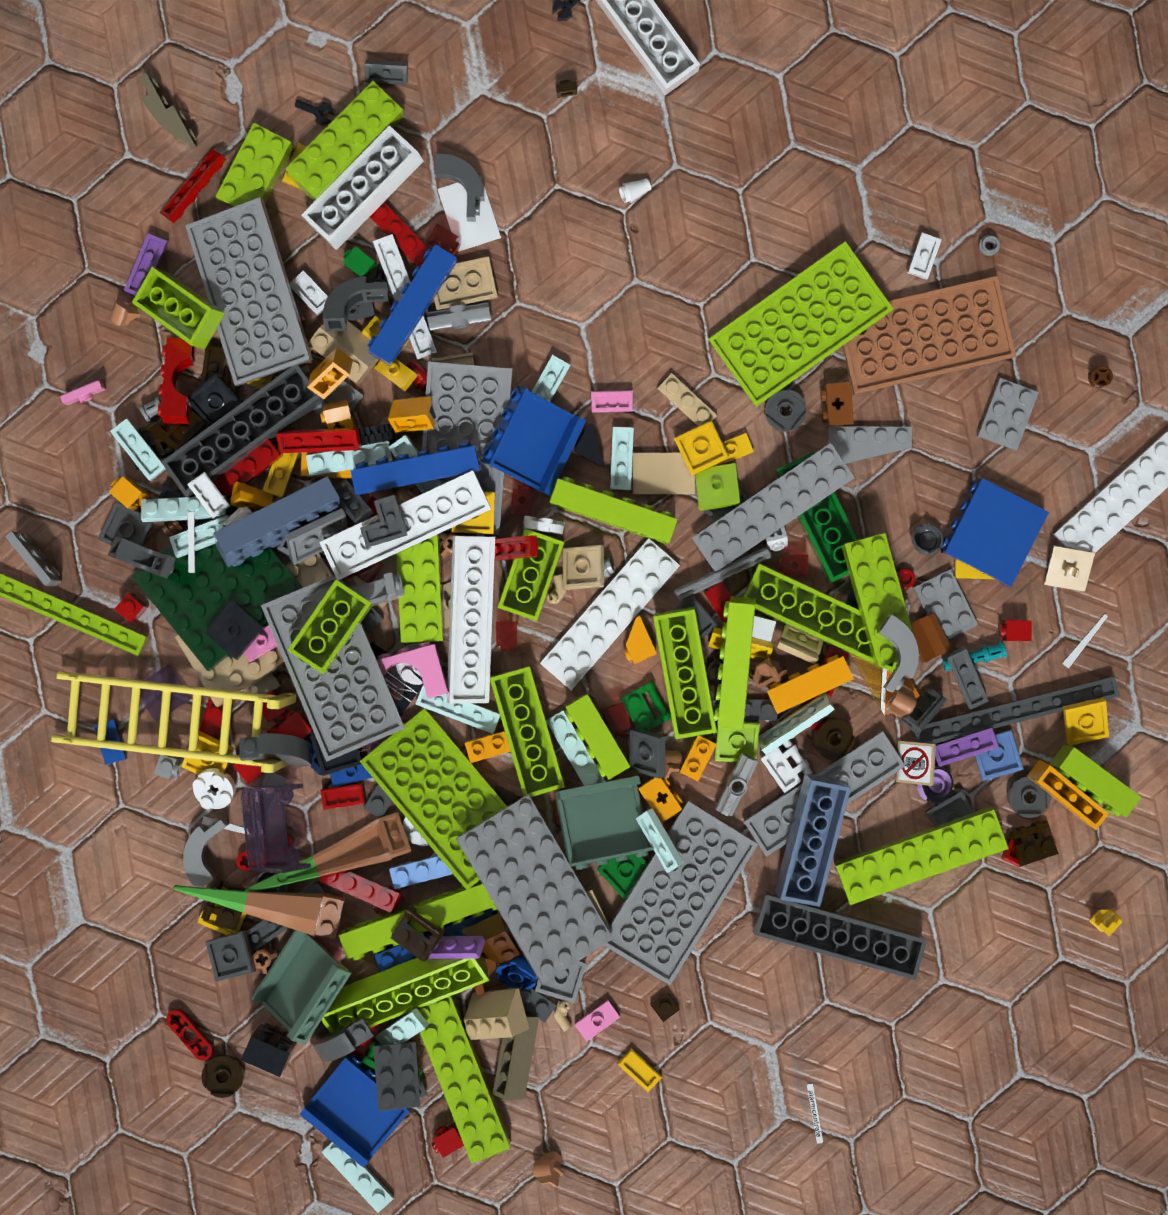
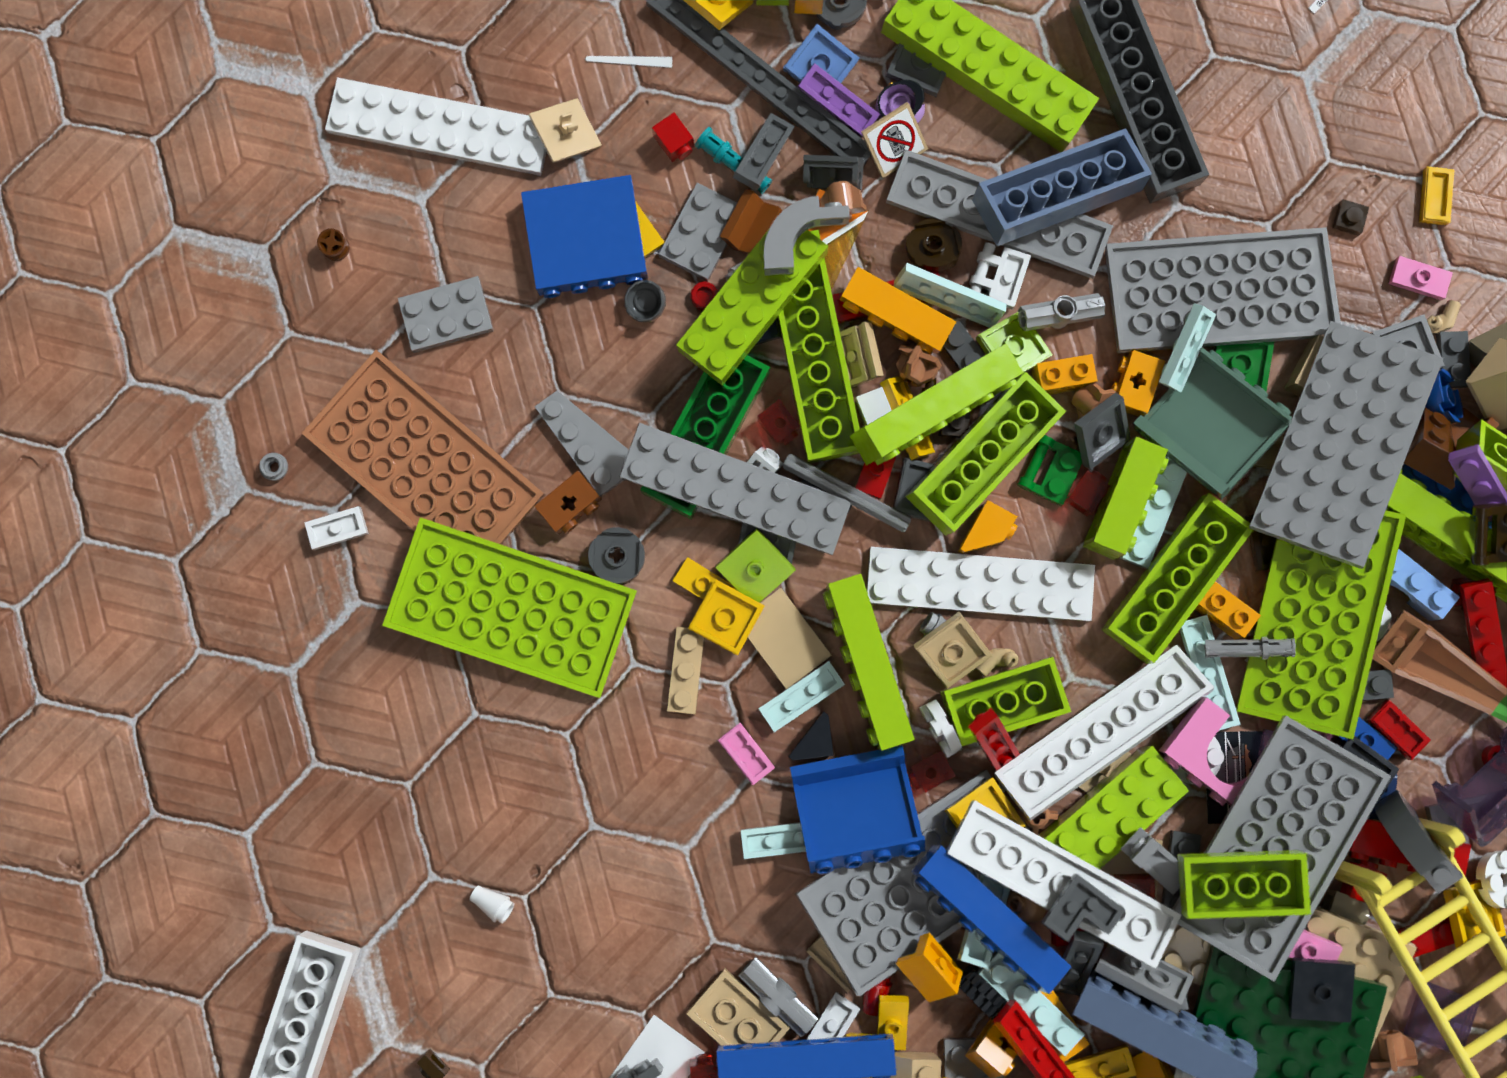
camera: 130 degrees left, 5 degrees down
(166, 649) = (1393, 1051): none -> nougat piece
(451, 748) = (1250, 648): none -> light grey pin
(506, 635) = (1088, 680): clear red brick -> none

